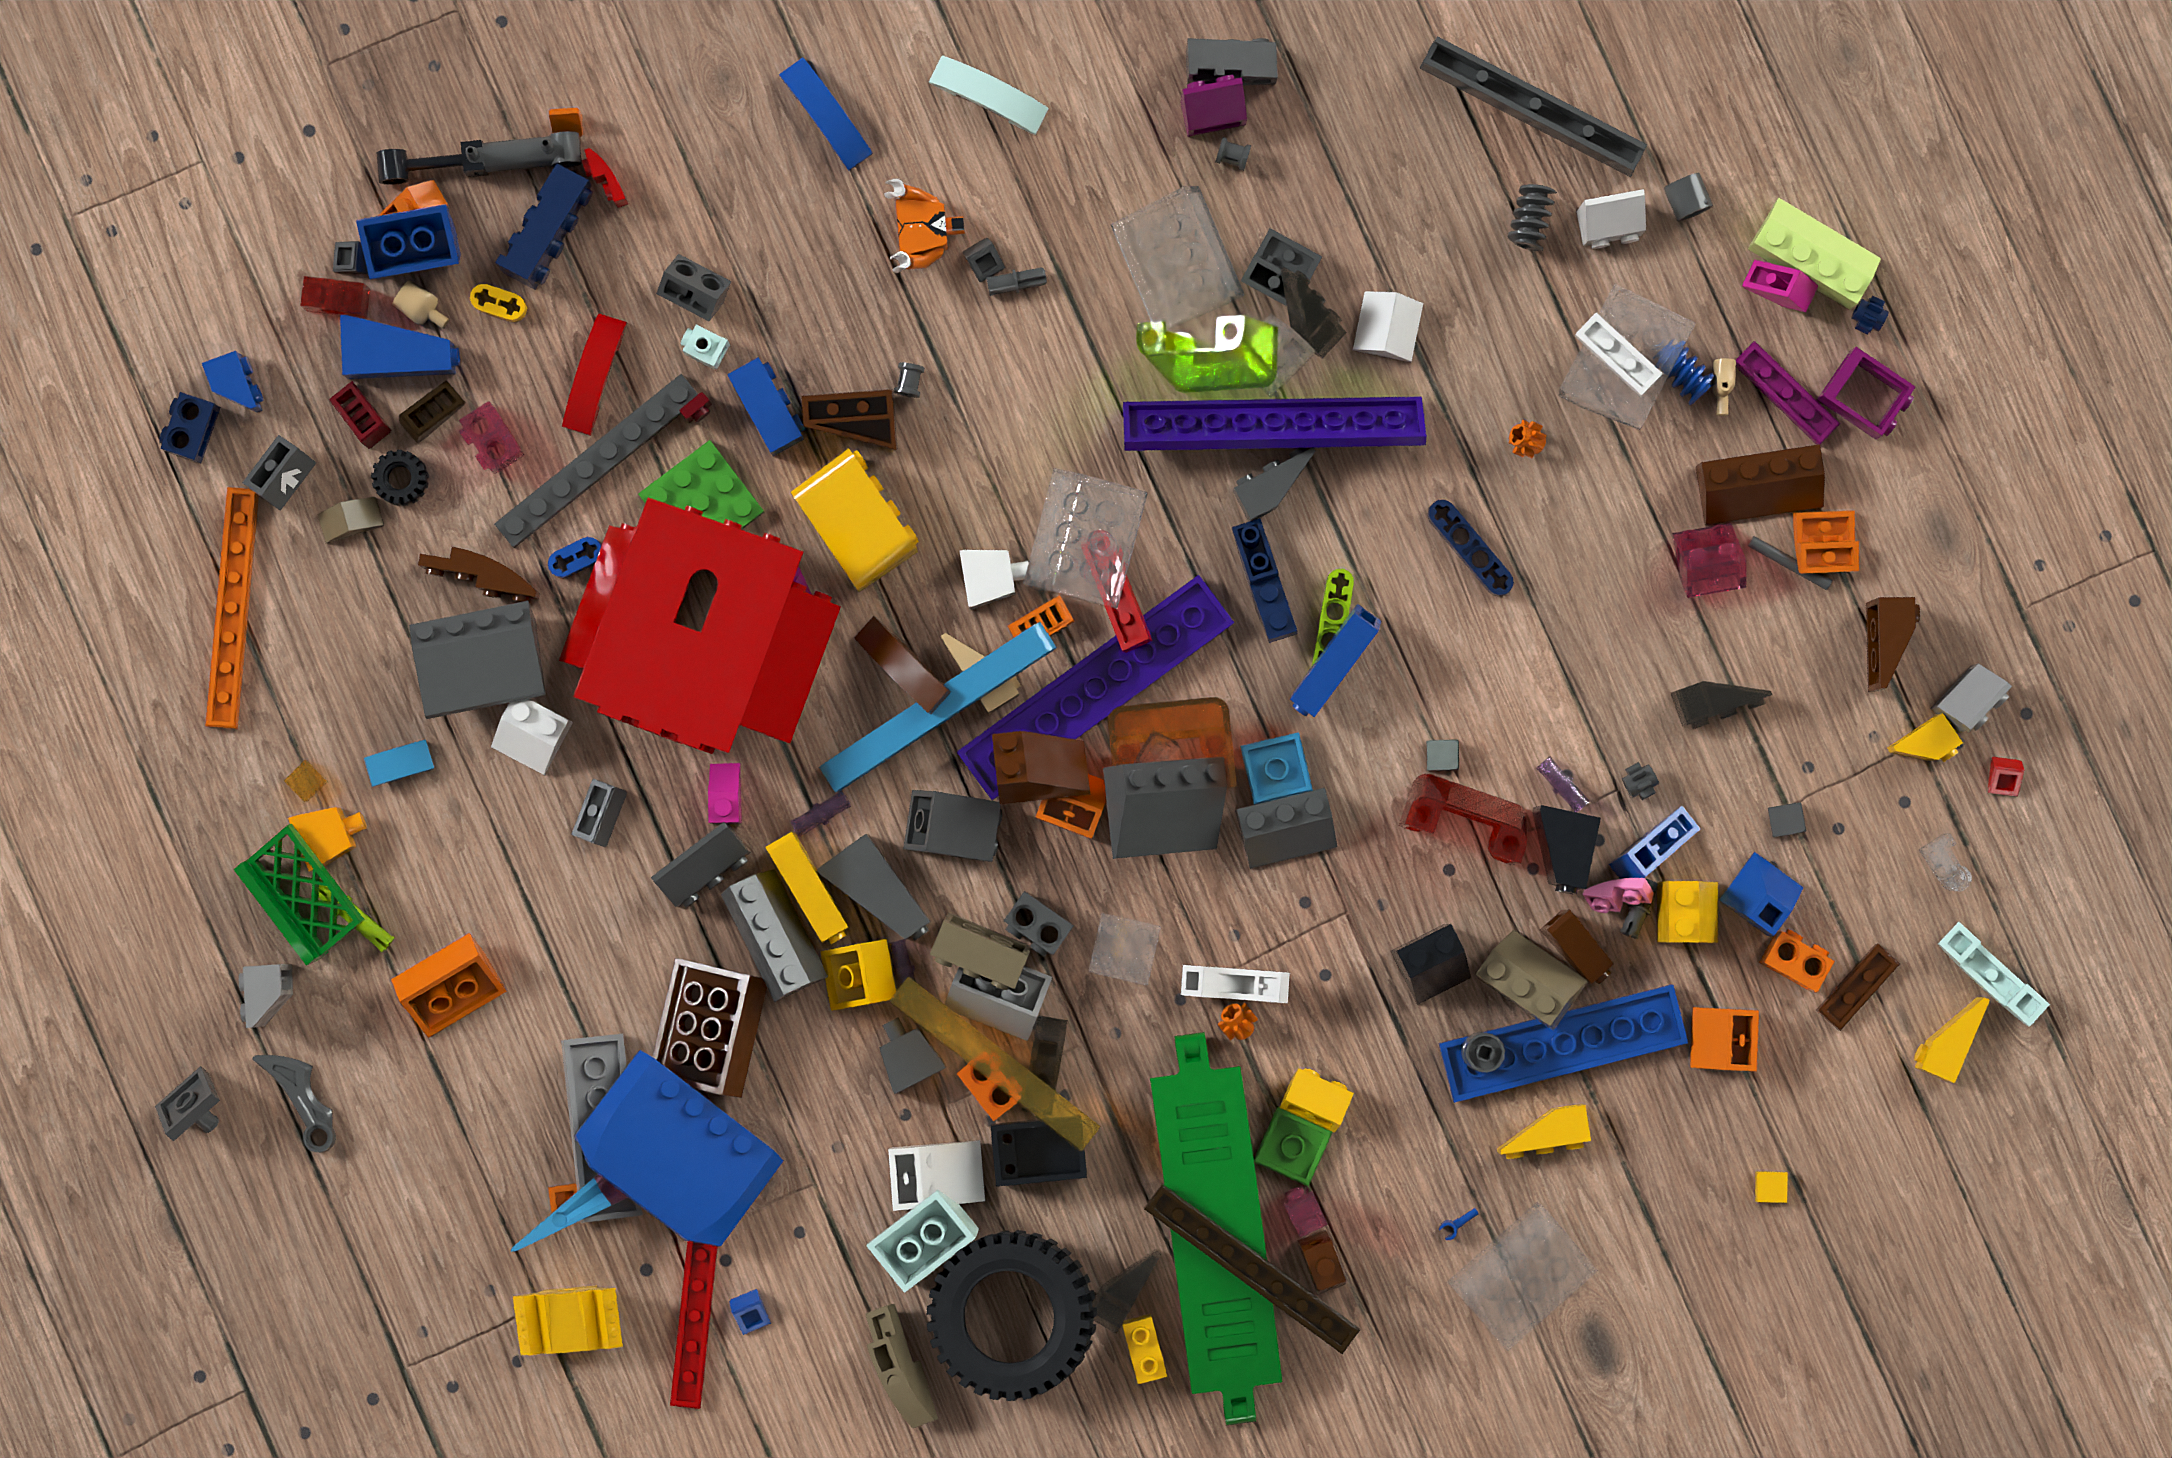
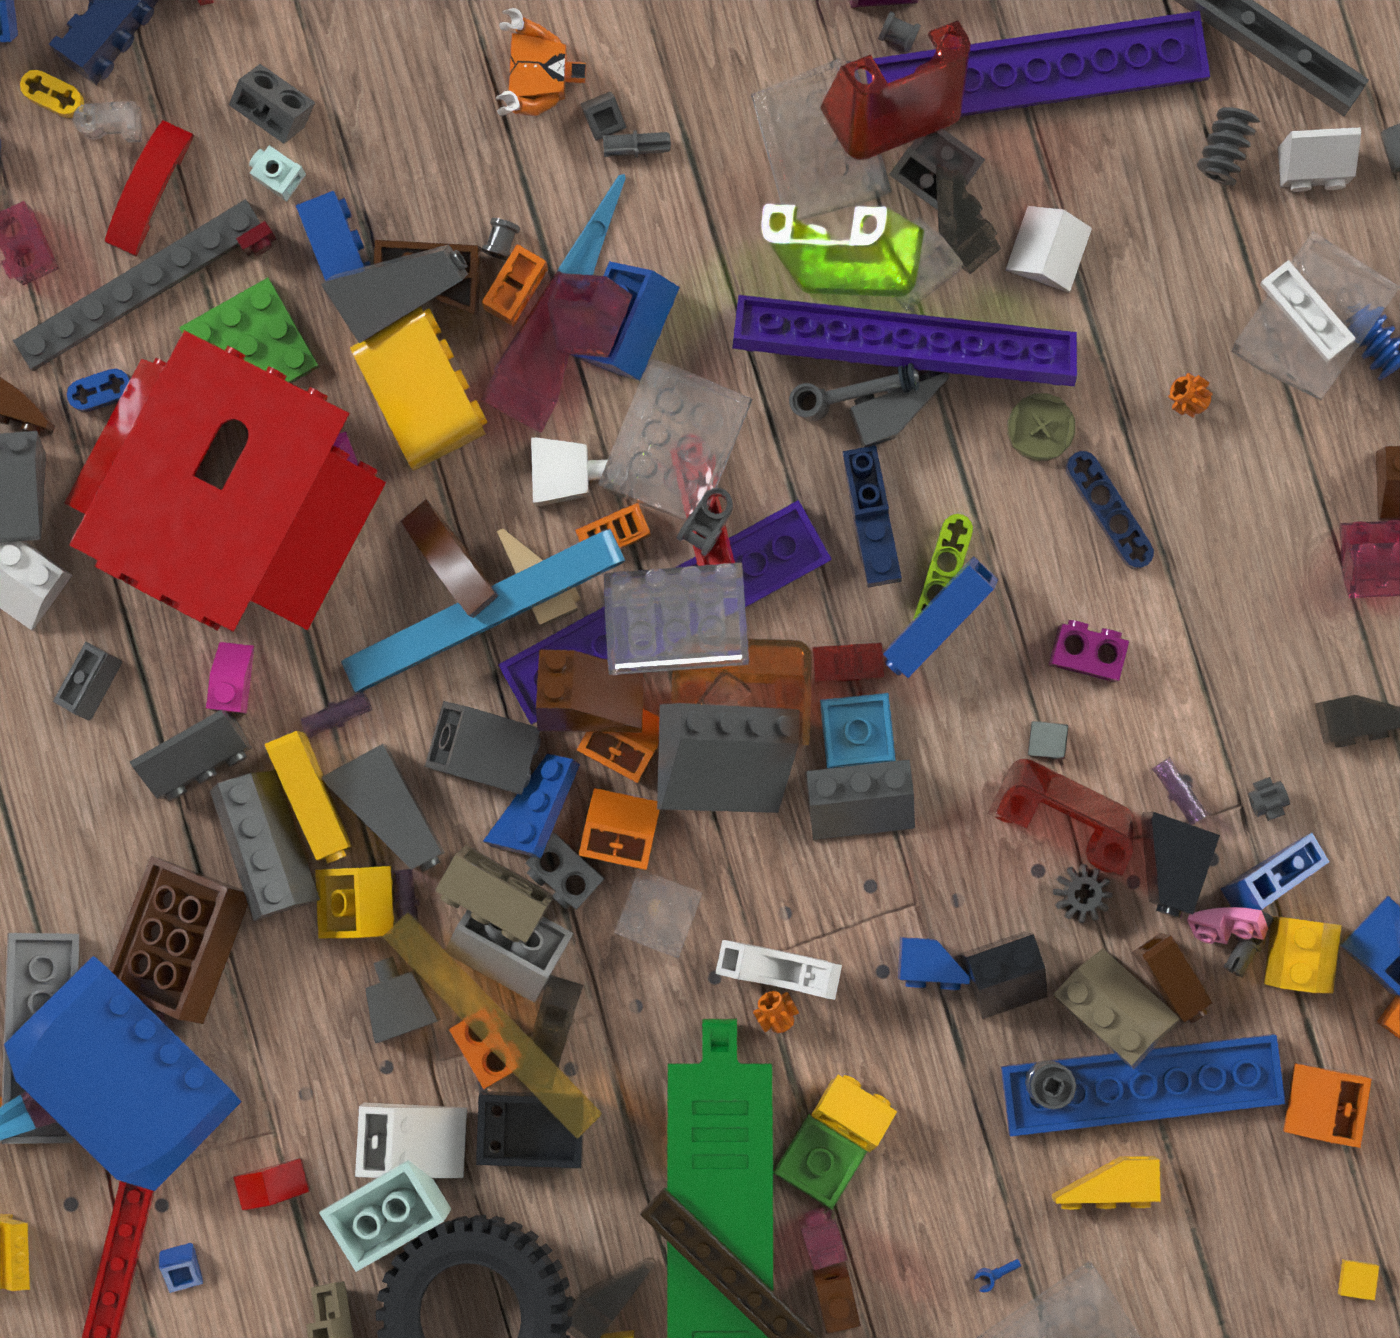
camera: 15 degrees right, 0 degrees up
(551, 318) = (109, 118): none -> clear leg
(818, 1229) = (271, 1184): none -> red slope
(823, 437) = (390, 289): none -> dark grey slope
(927, 419) = (515, 285): none -> orange brick
(953, 485) = (532, 368): none -> clear pink plate
(994, 437) = (587, 313): none -> clear pink slope
(1004, 878) = (532, 816): none -> blue wing
(1026, 437) = (643, 322): none -> blue slope
(1081, 880) = (619, 829): none -> orange slope
(1107, 692) = (675, 618): none -> clear slope
(1122, 605) = (705, 522): none -> dark grey piece
(1230, 234) = (887, 115): none -> clear red windscreen
(1260, 710) = (847, 663): none -> clear red brick
(1278, 457) = (906, 378): none -> dark grey piece
(1357, 171) = (1073, 63): none -> dark purple plate
(1364, 960) = (927, 961): none -> blue slope
(1401, 483) = (1041, 427): none -> olive tile
(1468, 682) = (1087, 660): none -> magenta brick
(1482, 876) = (1089, 903): none -> dark grey gear

